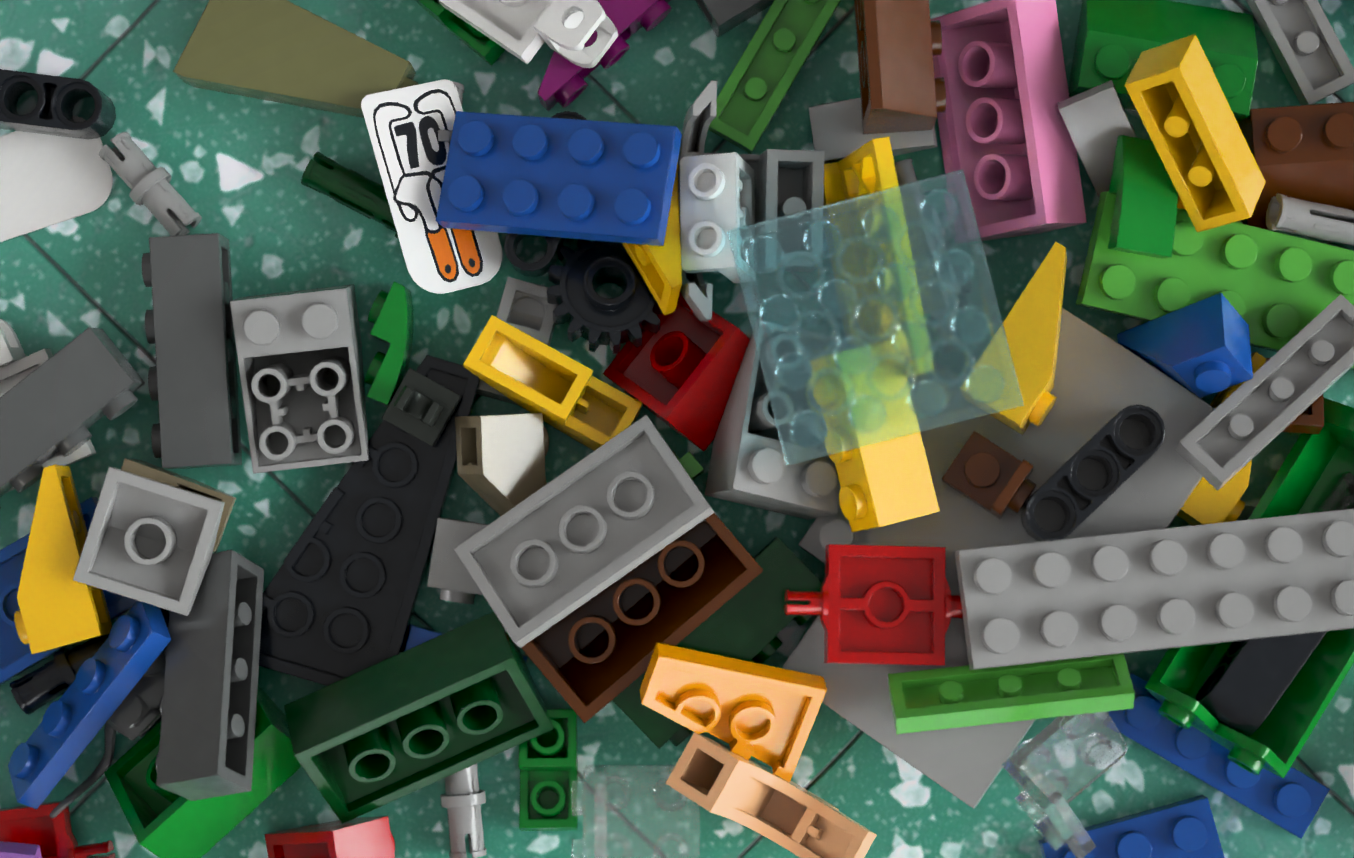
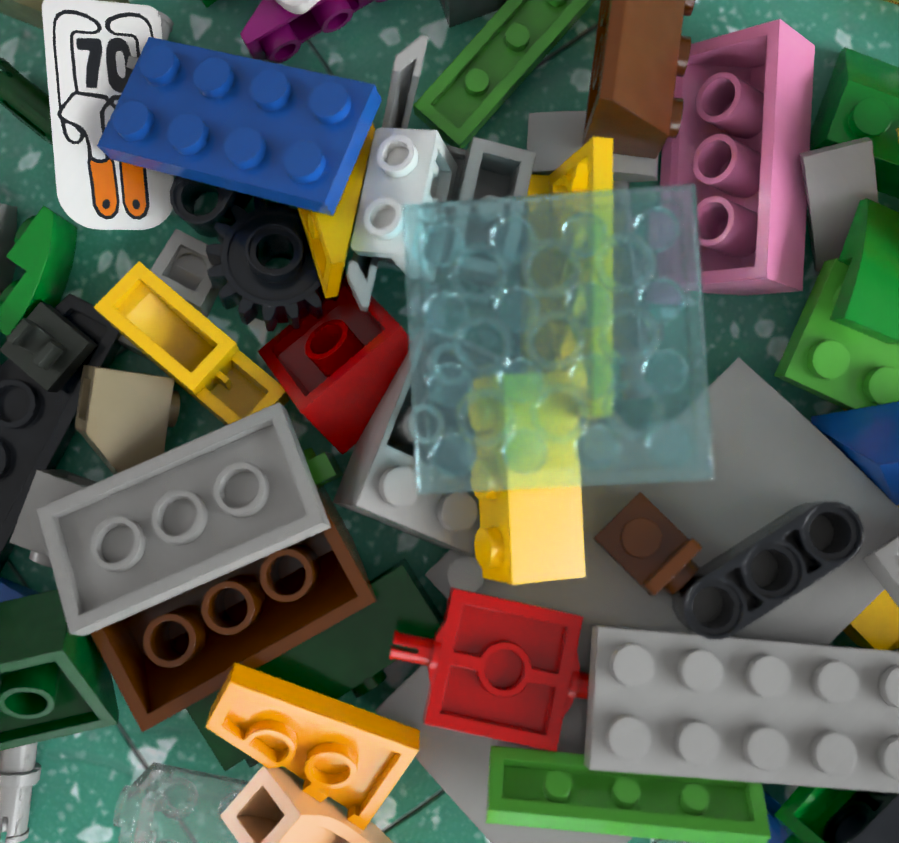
camera: 15 degrees right, 0 degrees up
(546, 775) = (108, 762): green slope -> none
(1033, 341) = (733, 396): yellow slope -> none

